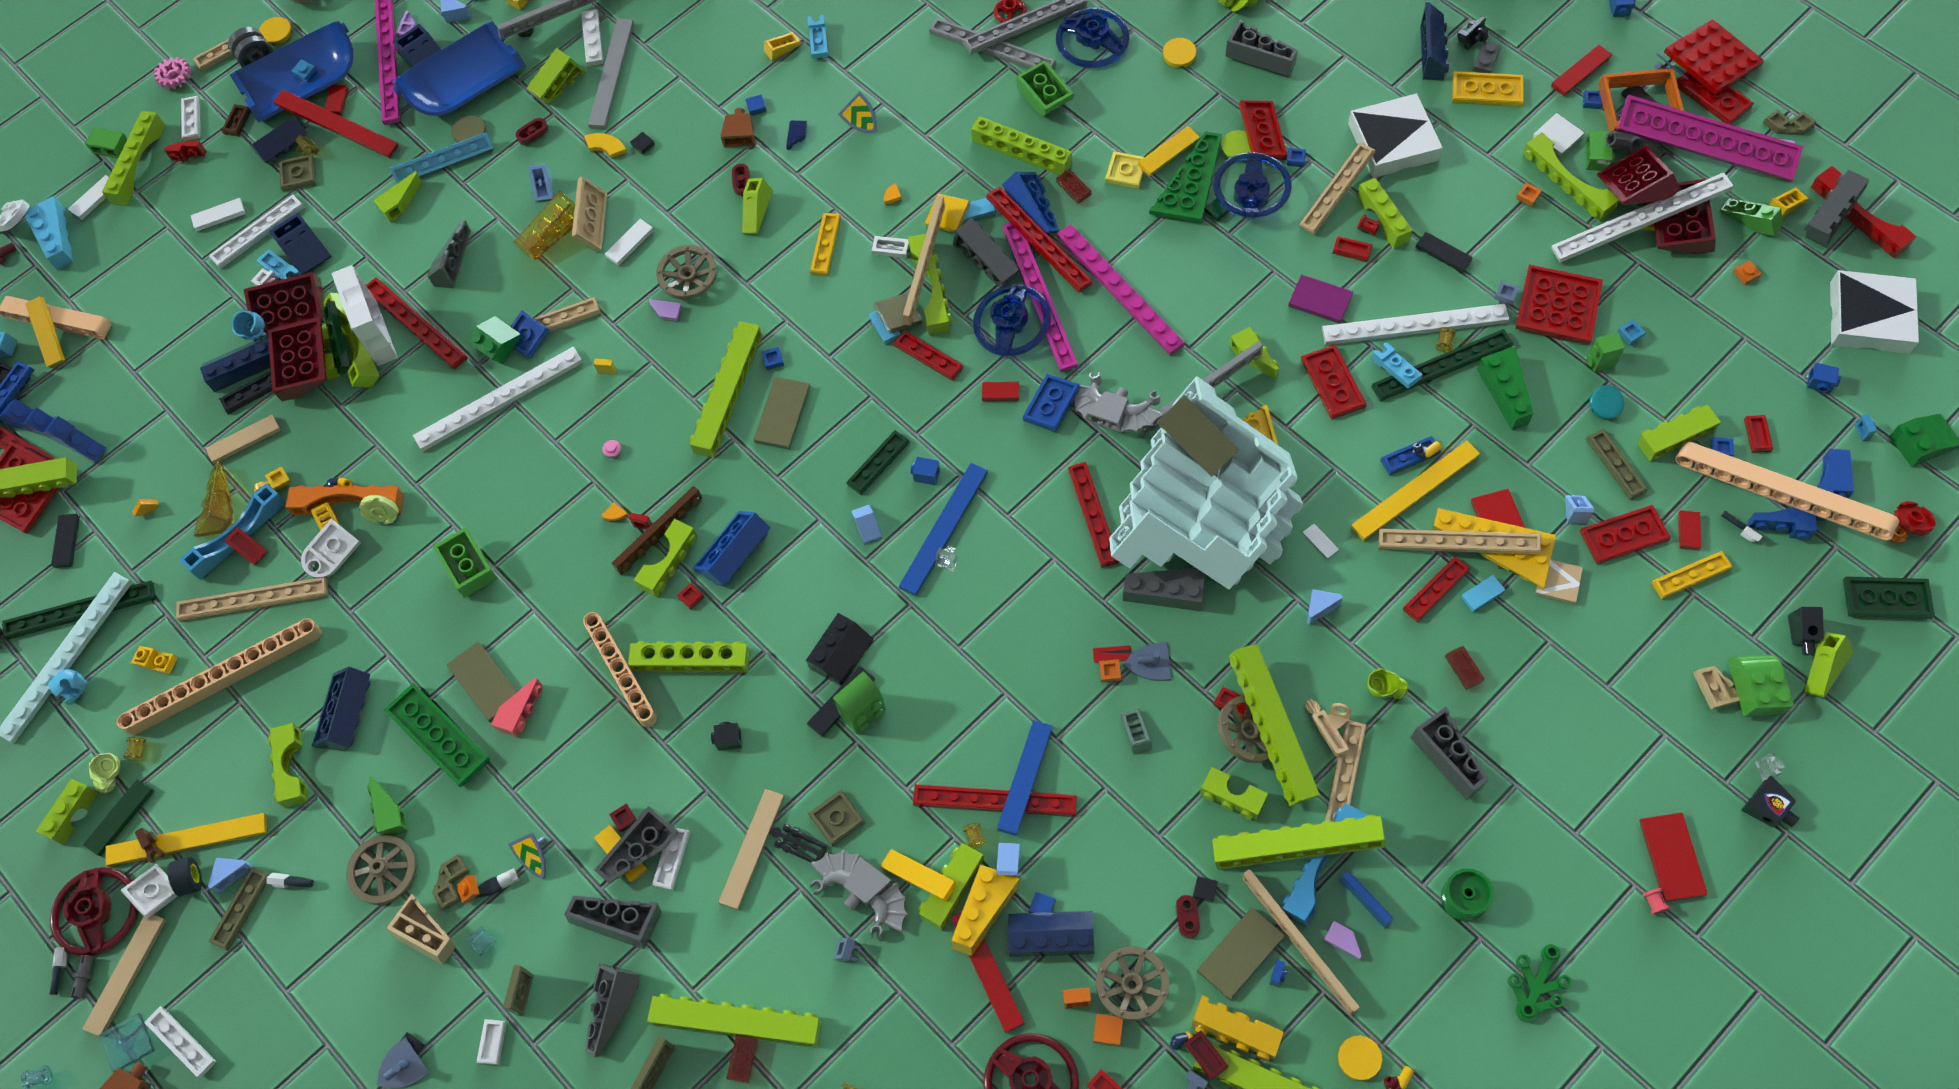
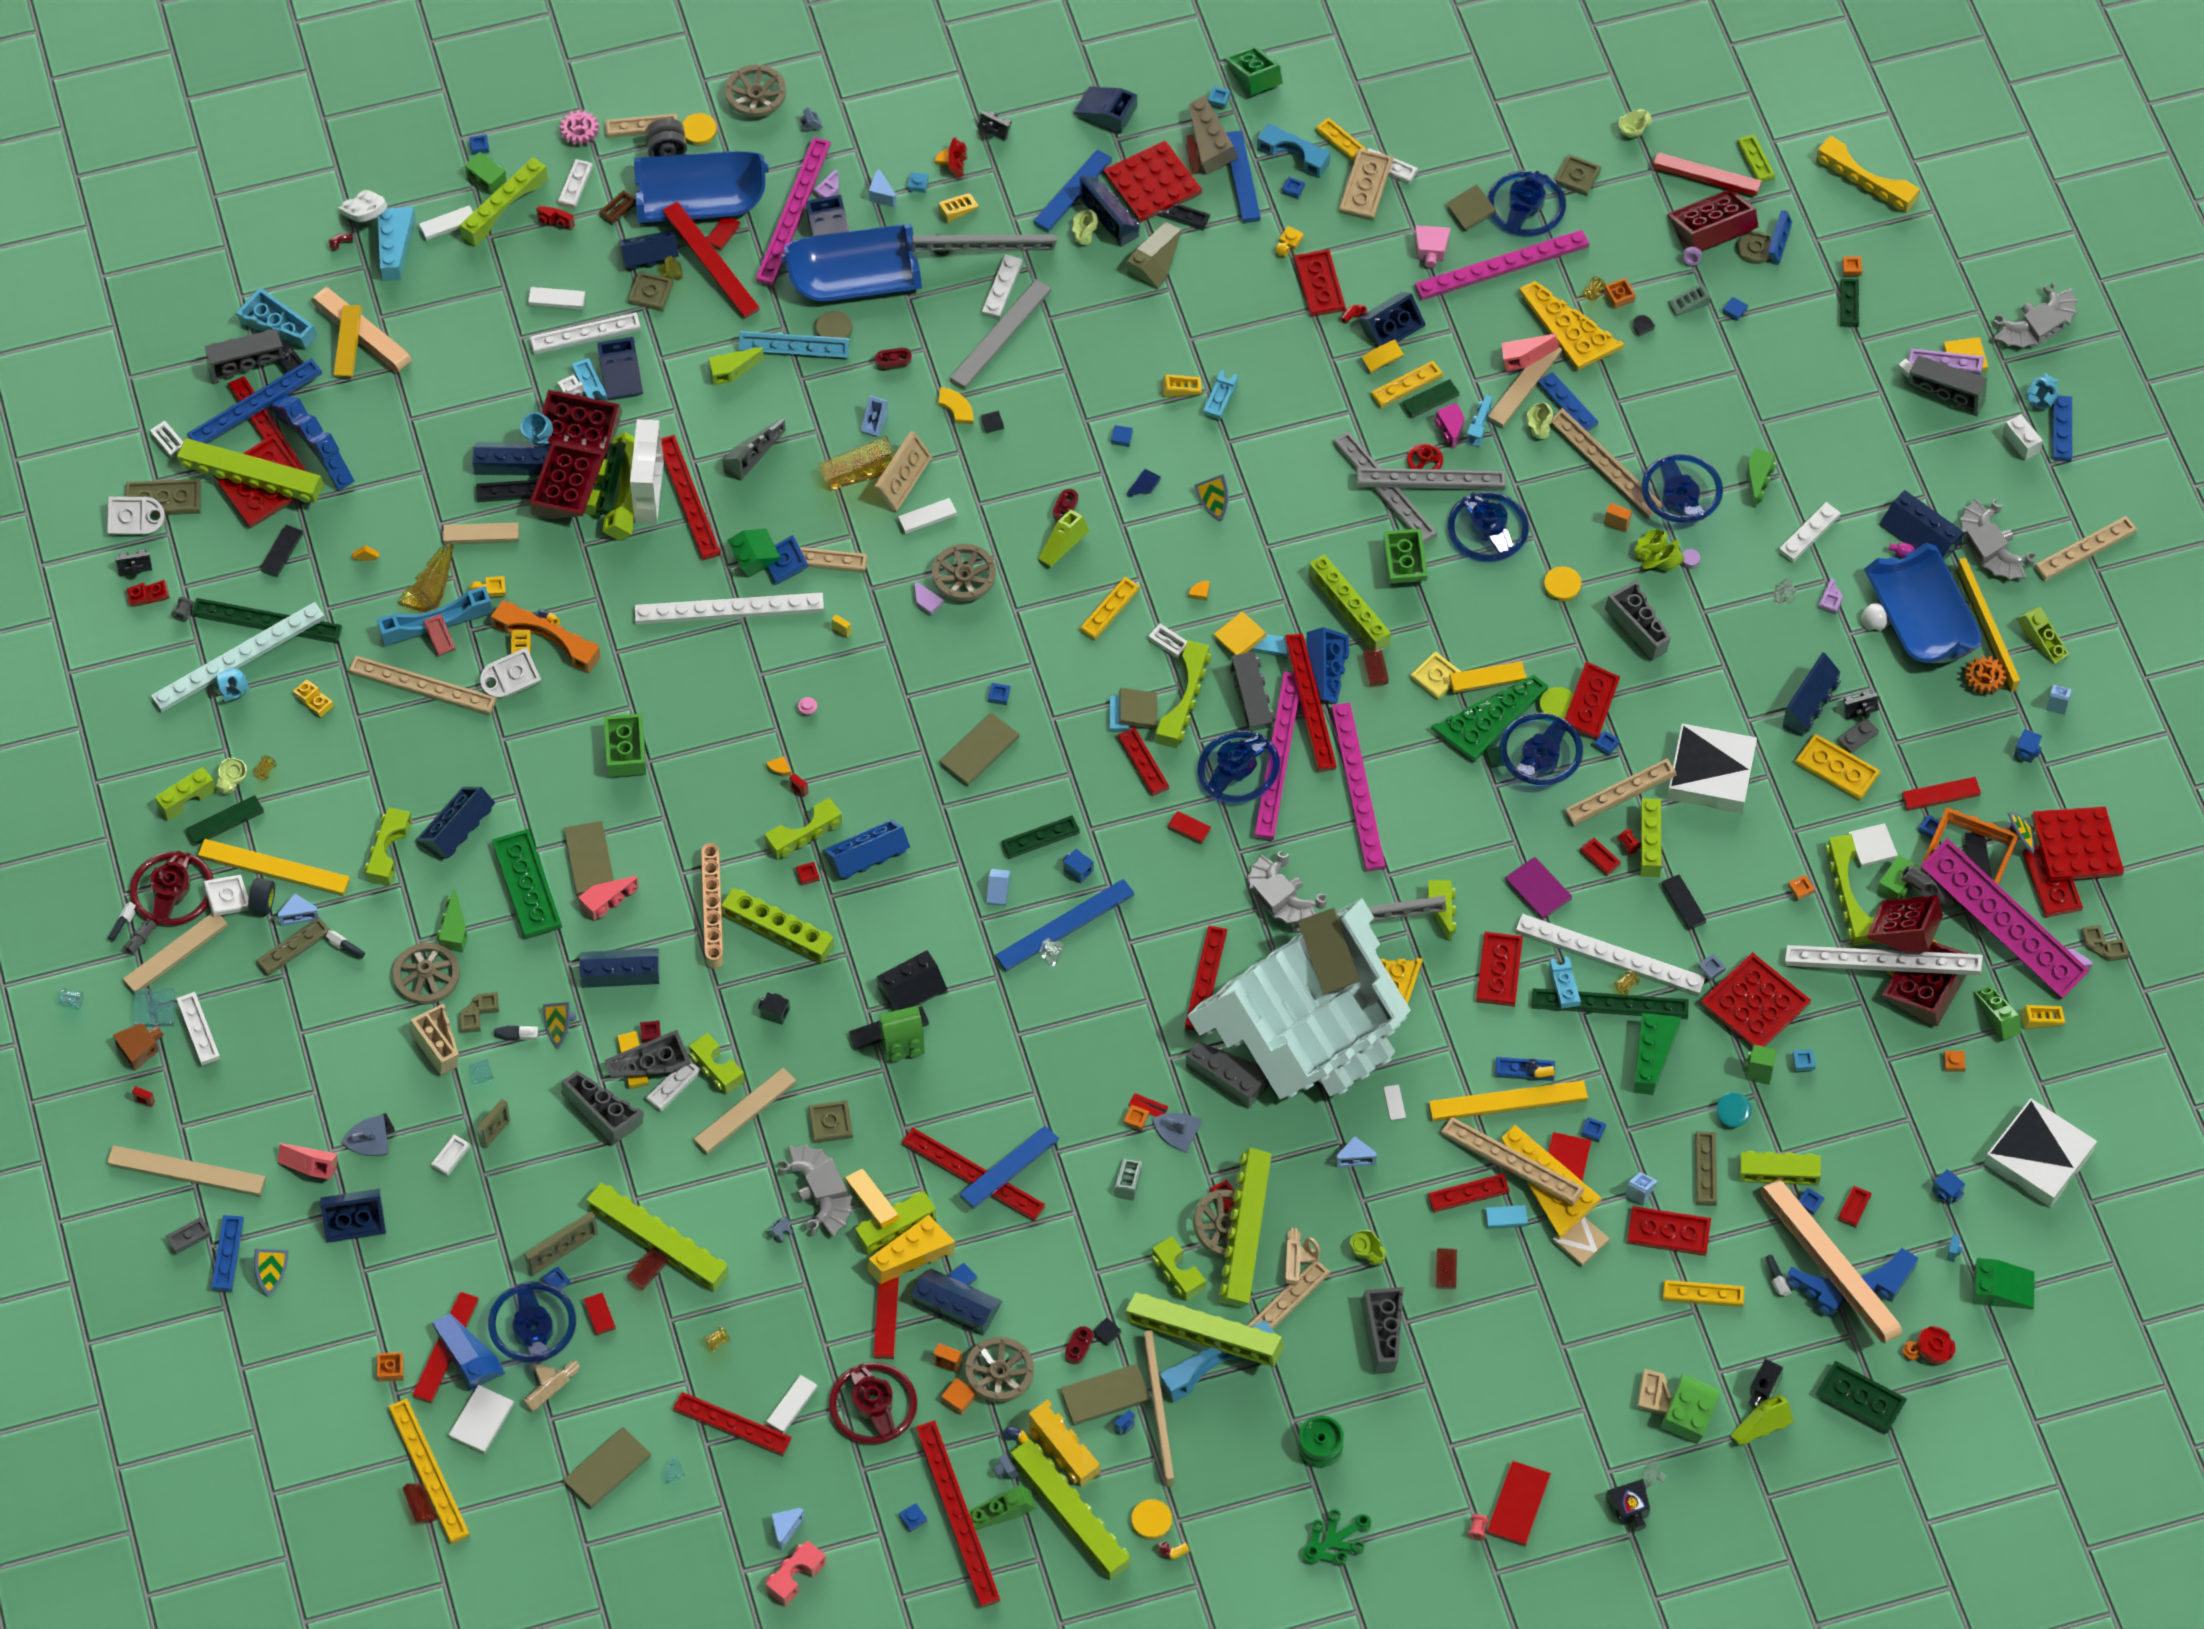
camera: 20 degrees right, 5 degrees down
(92, 122) = (479, 144): none -> blue tile
(148, 843) = (243, 852): reddish brown plate -> none
(211, 679) = (356, 739): light nougat beam -> none
(303, 70) = (706, 186): dark azure plate -> none
(378, 509) = (572, 659): yellowish green tile -> none
(468, 889) = (491, 1024): orange plate -> none
(554, 76) = (943, 312): lime wedge -> none
(562, 771) = (619, 968): none -> dark blue slope
(614, 993) = (570, 1166): dark grey wedge -> none
(656, 530) = (807, 800): reddish brown plate -> none
(716, 825) = (724, 1076): none -> lime arch
(726, 389) = (940, 701): lime brick -> none
(738, 130) = (1090, 453): dark orange torso -> none
(776, 832) = (773, 1107): black piece -> none
(924, 260) = (1187, 670): tan tile -> none
(974, 835) = (938, 1192): clear yellow bush -> none
(1008, 859) = (955, 1221): light blue slope -> none
(1051, 402) = (1229, 860): blue tile -> none
(1206, 1055) = (1024, 1449): dark red tile -> none
(1343, 940) = (1197, 1426): lavender tile -> none
(1366, 899) = (1236, 1404): blue tile -> none
(1502, 478) = (1593, 1129): none -> blue tile
(1689, 530) = (1729, 1255): red tile -> none
(1836, 207) = (2071, 1041): dark grey wedge -> none
(1889, 237) = (2113, 1098): red arch -> none

